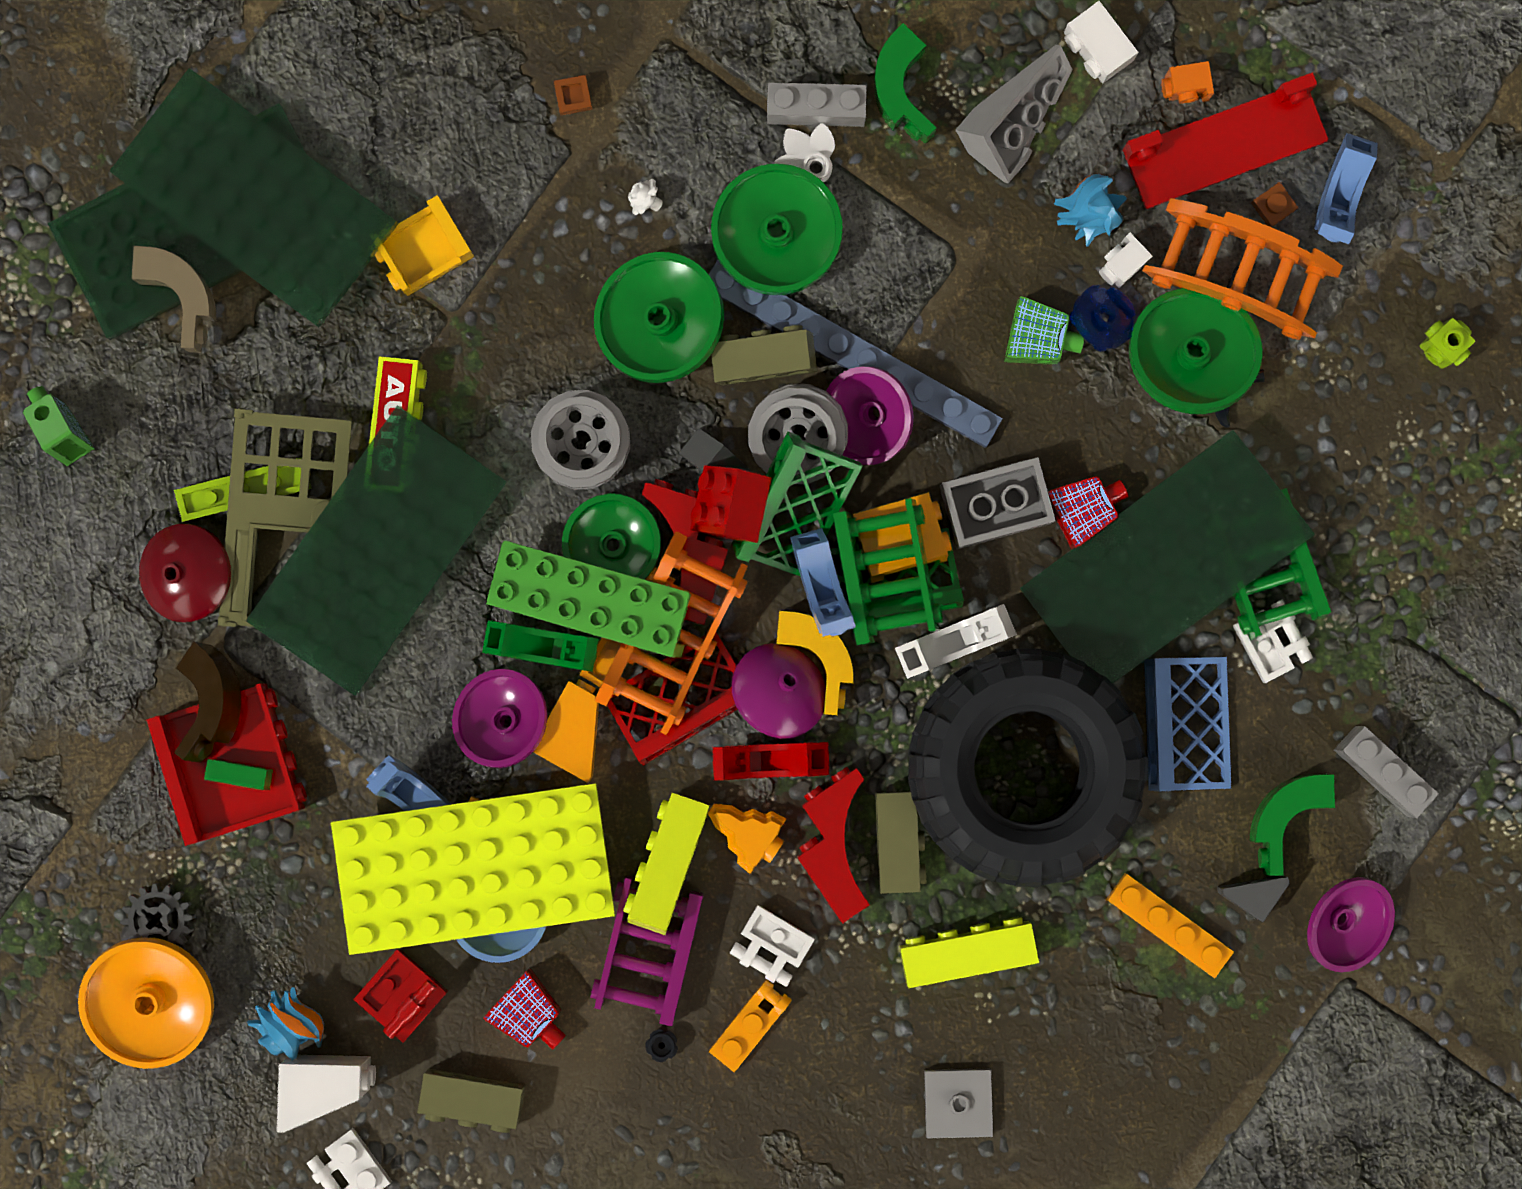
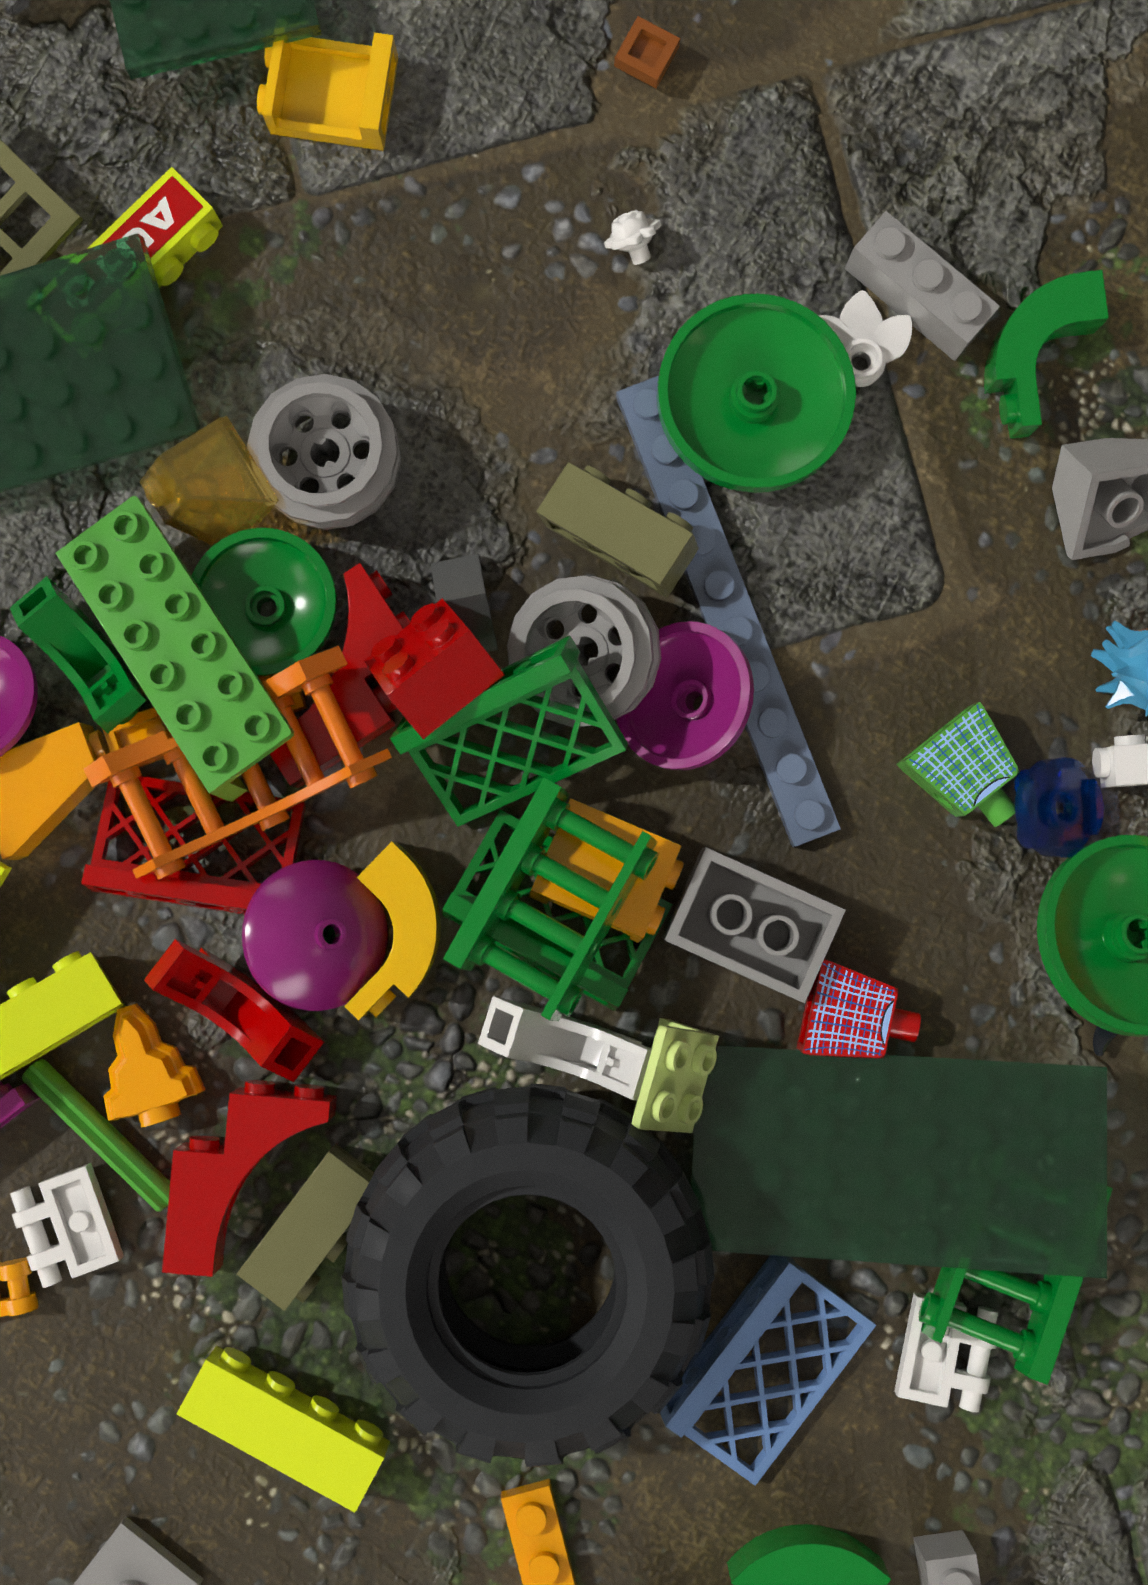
camera: 40 degrees right, 0 degrees up
(536, 505) = (209, 485): none -> clear yellow slope
(658, 317) = (534, 384): green dish -> none
(750, 886) = (98, 1133): none -> bright green axle
(821, 583) = (464, 852): medium blue arch -> none
(1022, 612) = (675, 1078): none -> yellowish green bracket

